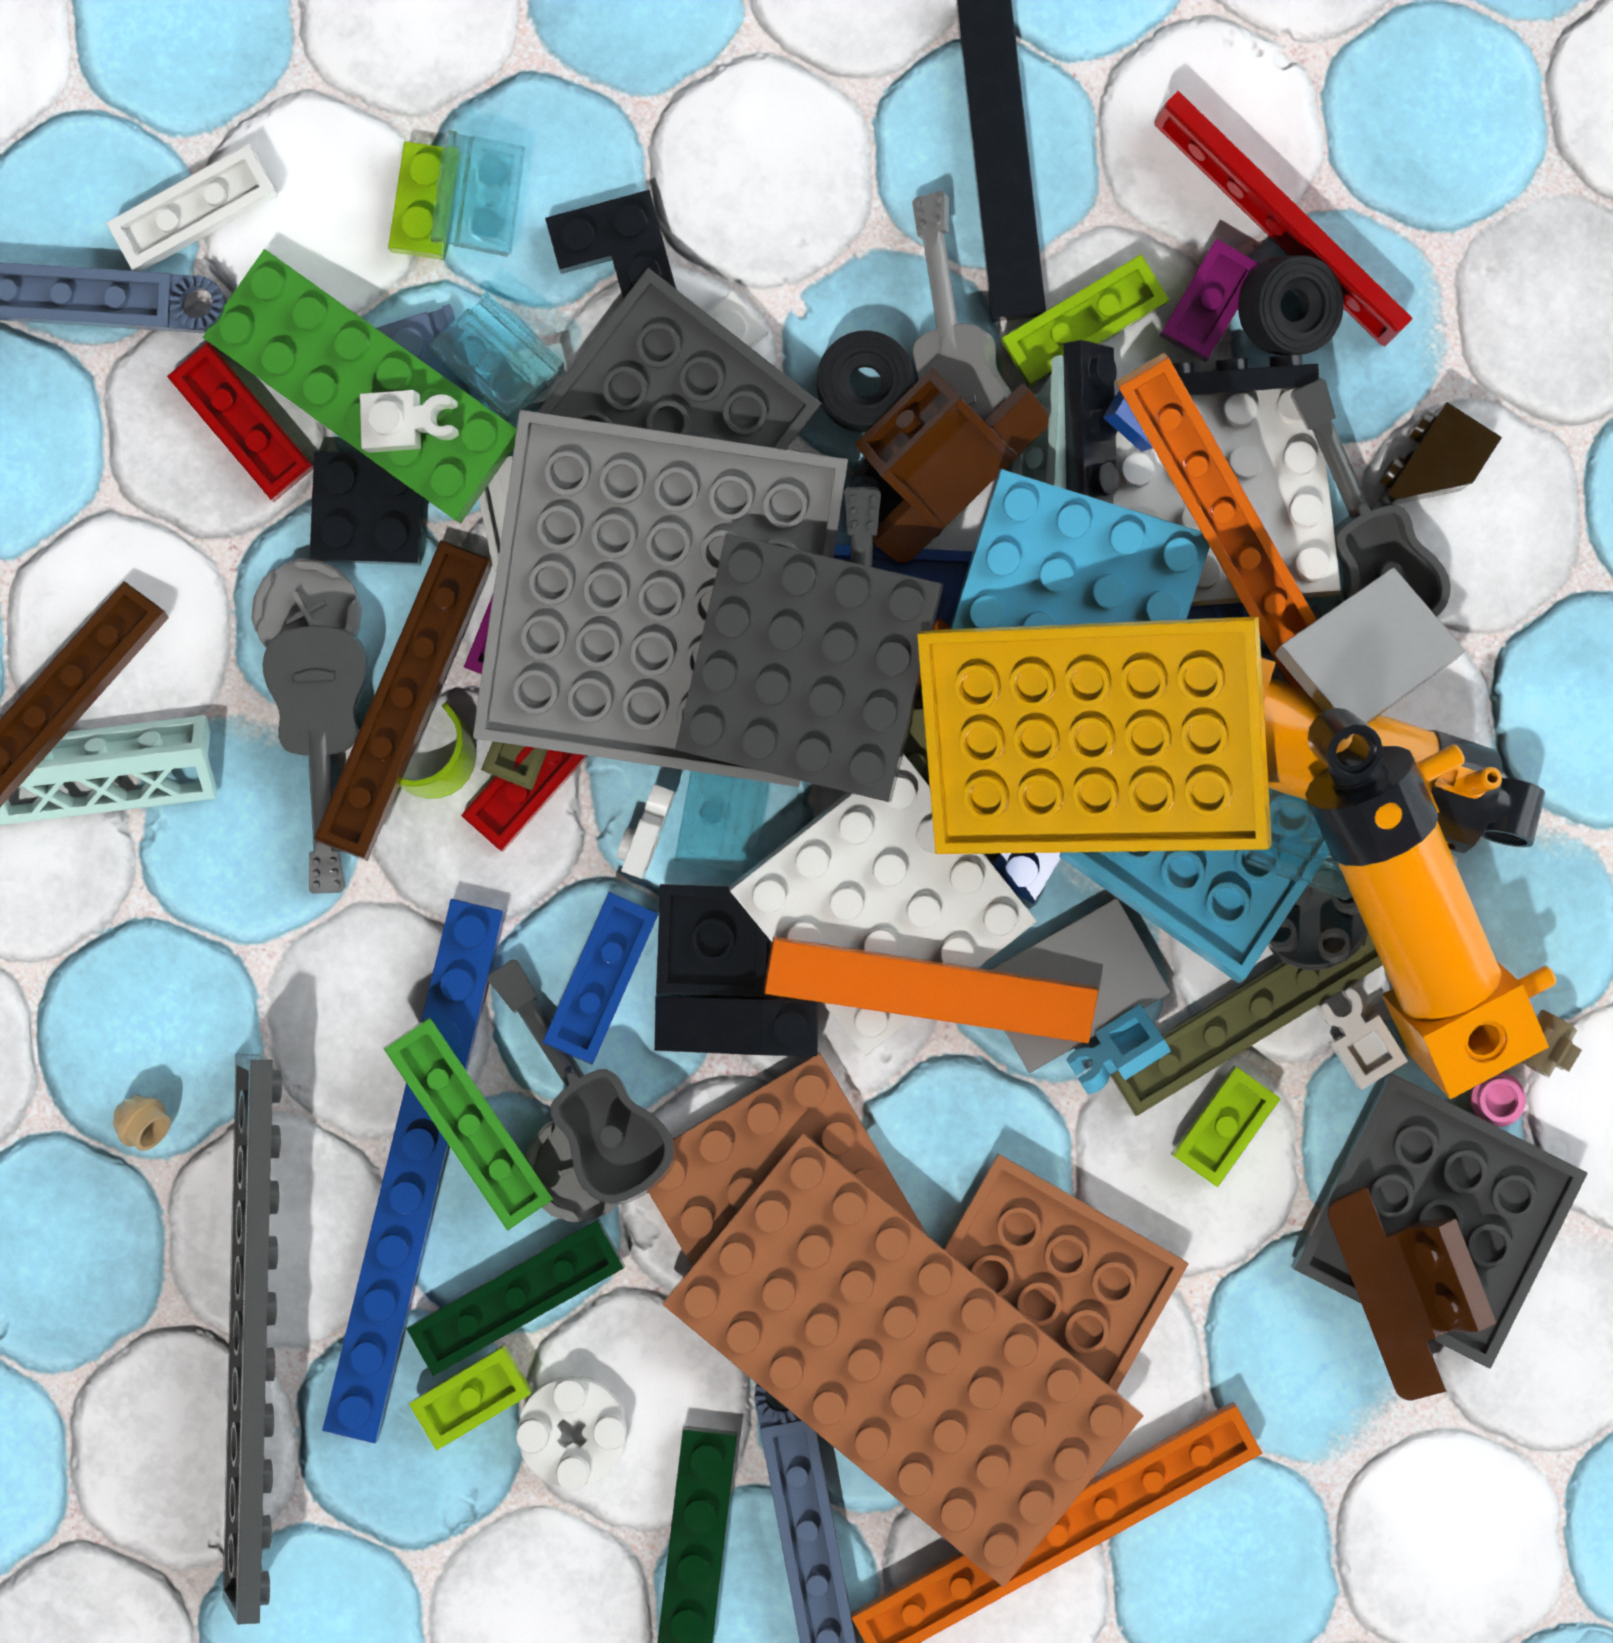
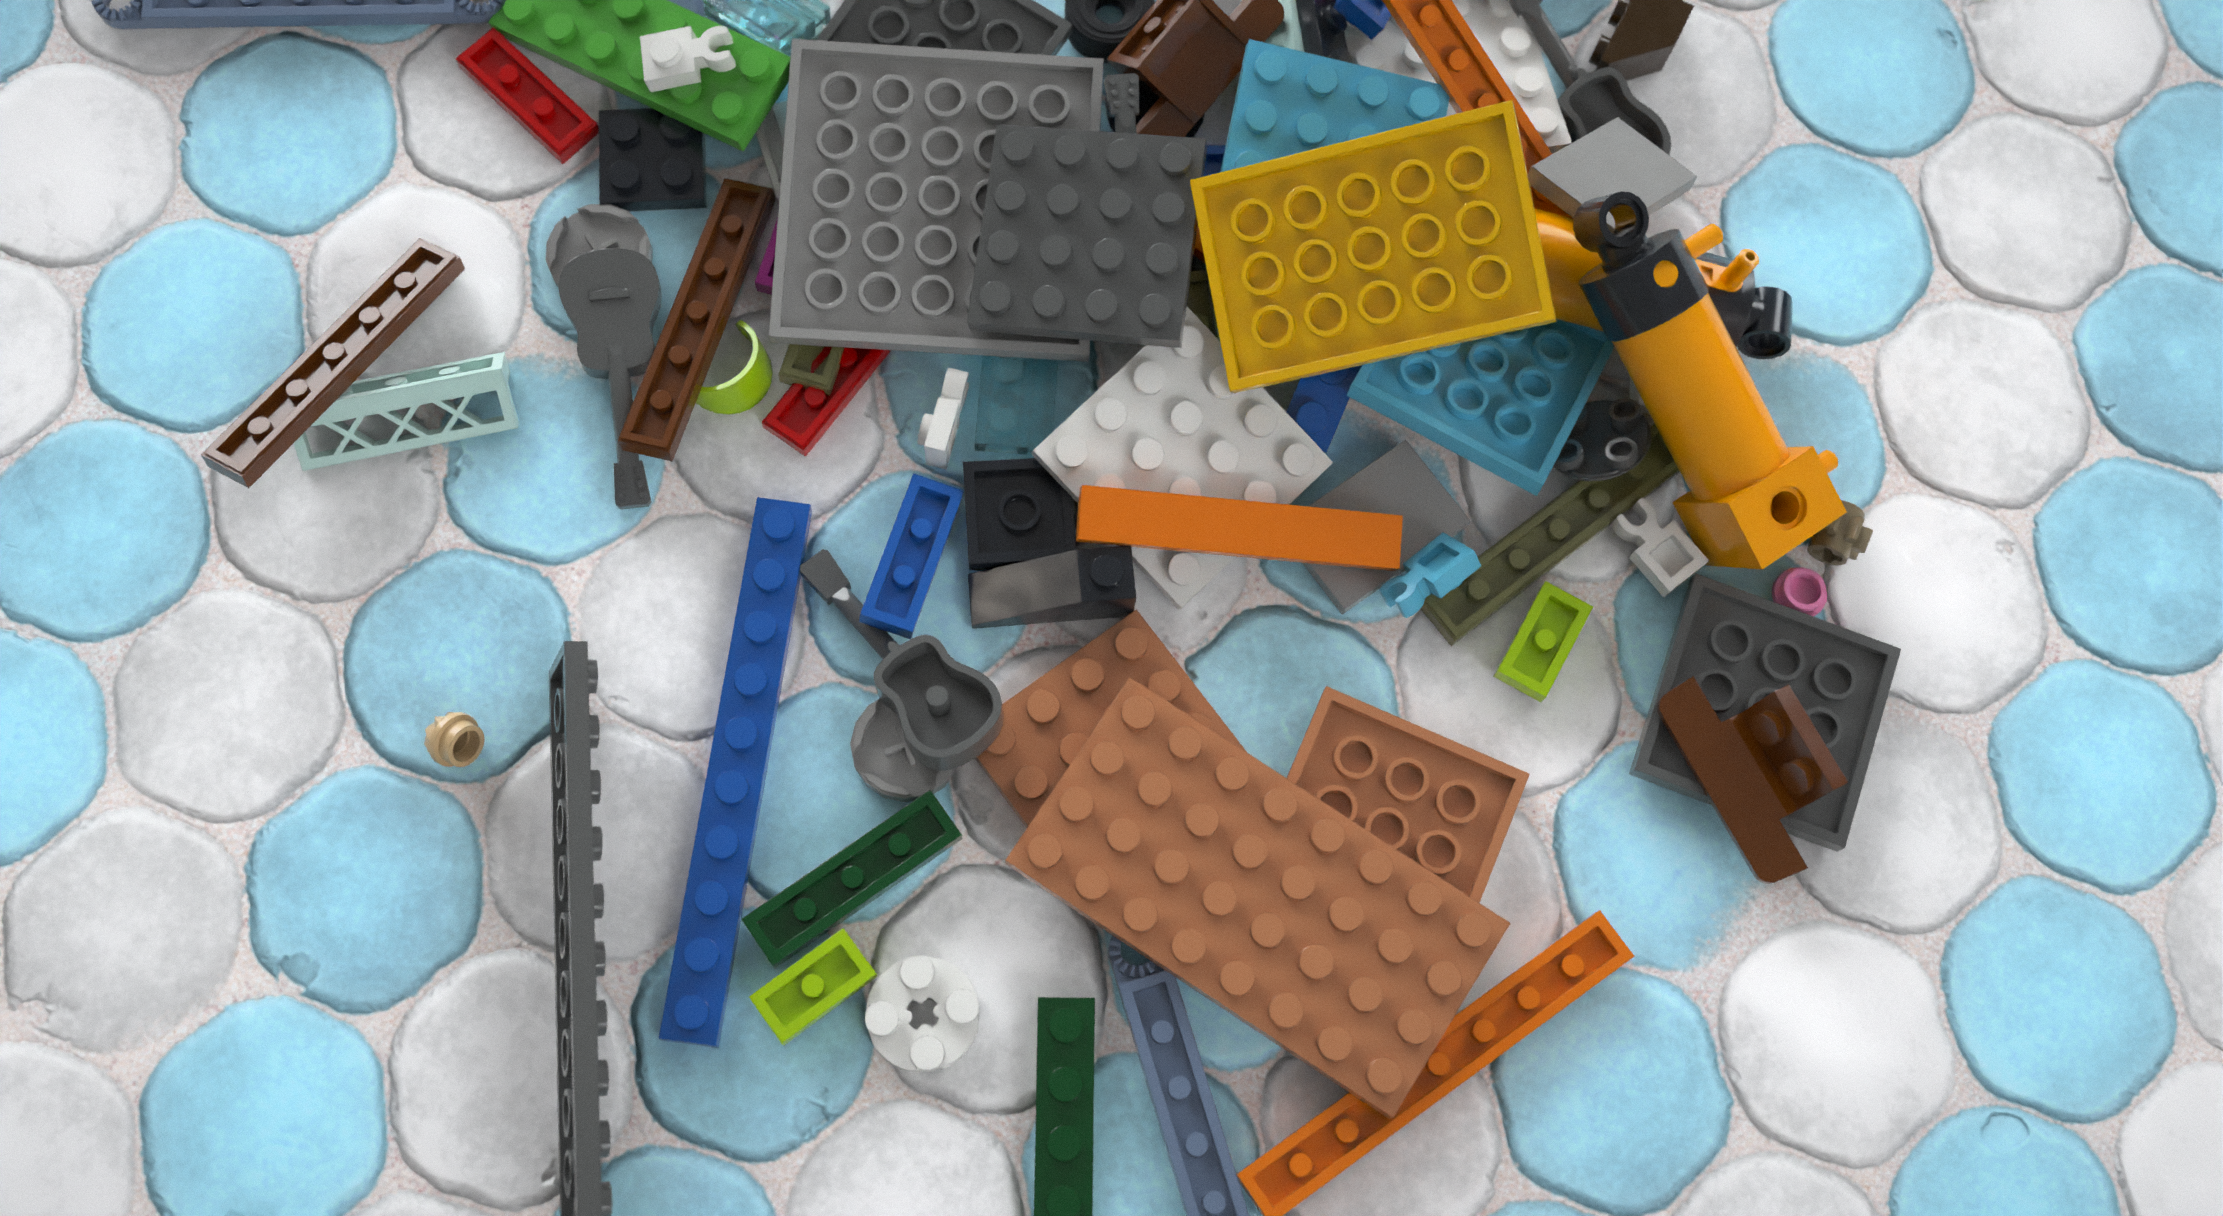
camera: 15 degrees left, 15 degrees down
(468, 1123) = (791, 700): bright green plate -> none
(1299, 848) = (1578, 366): clear light blue plate -> none

